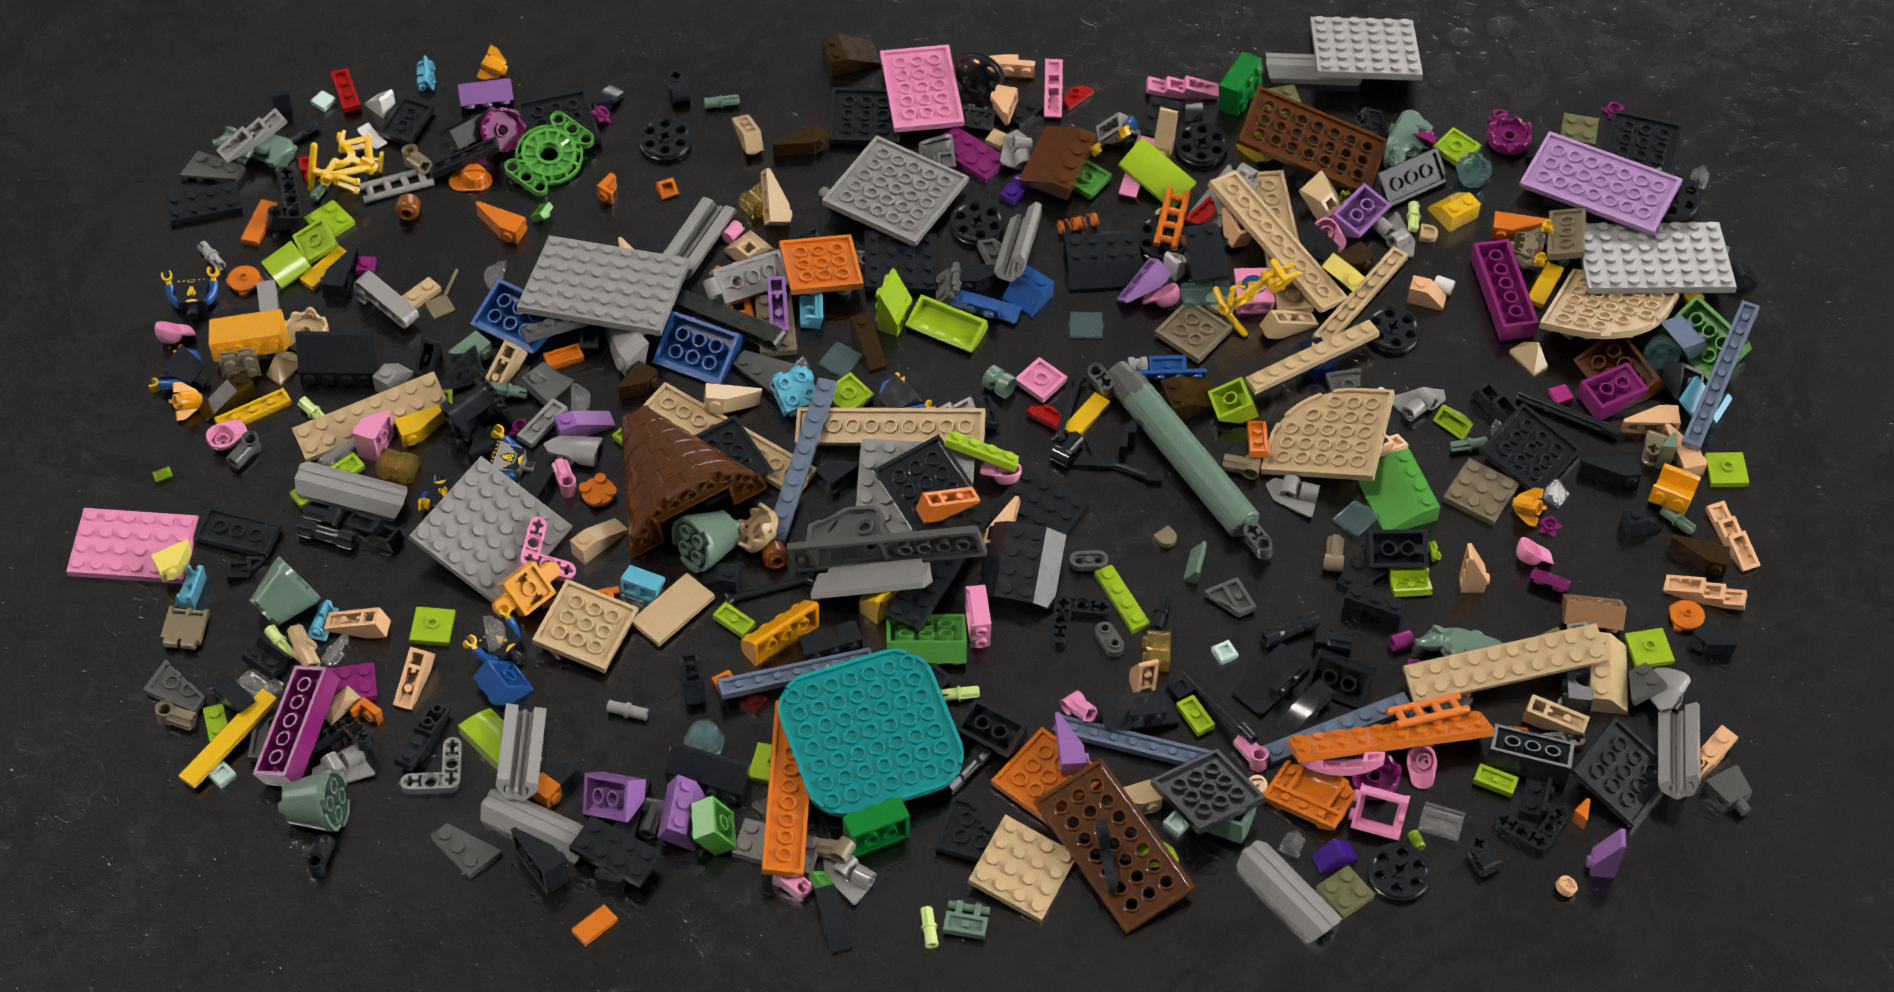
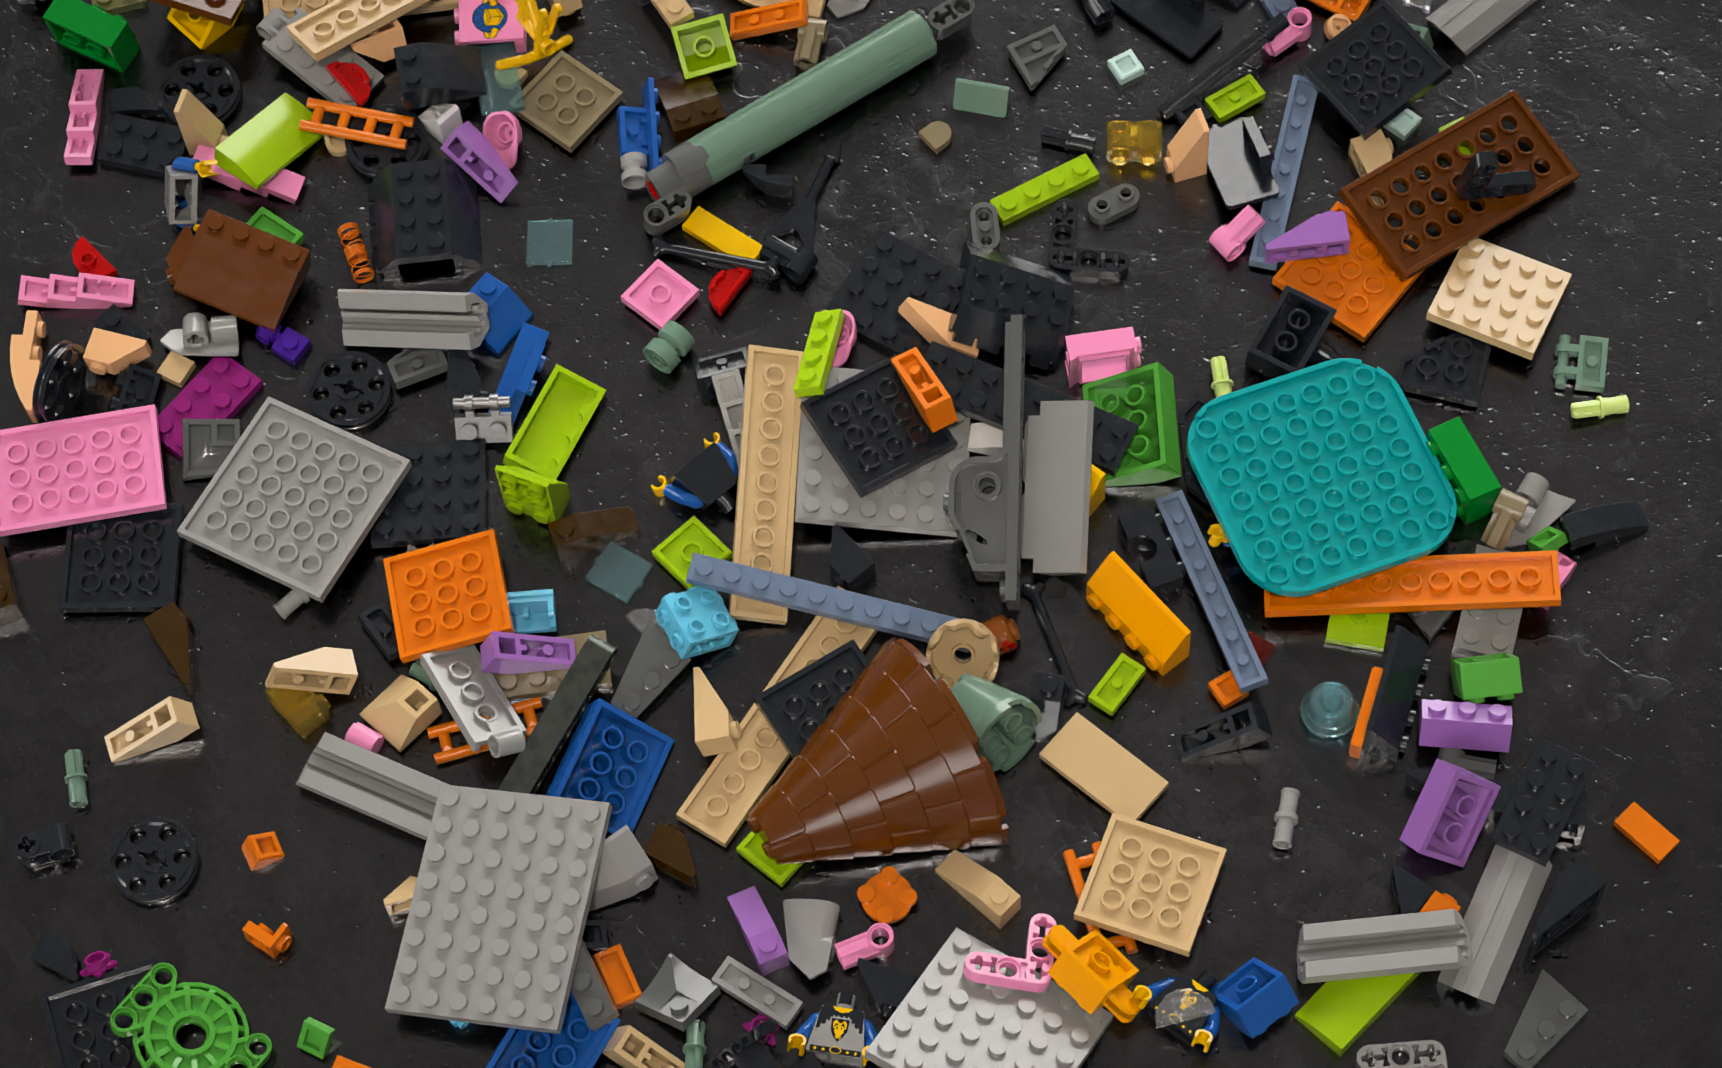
camera: 85 degrees left, 10 degrees up
(579, 398) = (708, 940): clear plate -> none
(641, 584) = (1061, 815): medium azure hinge -> none

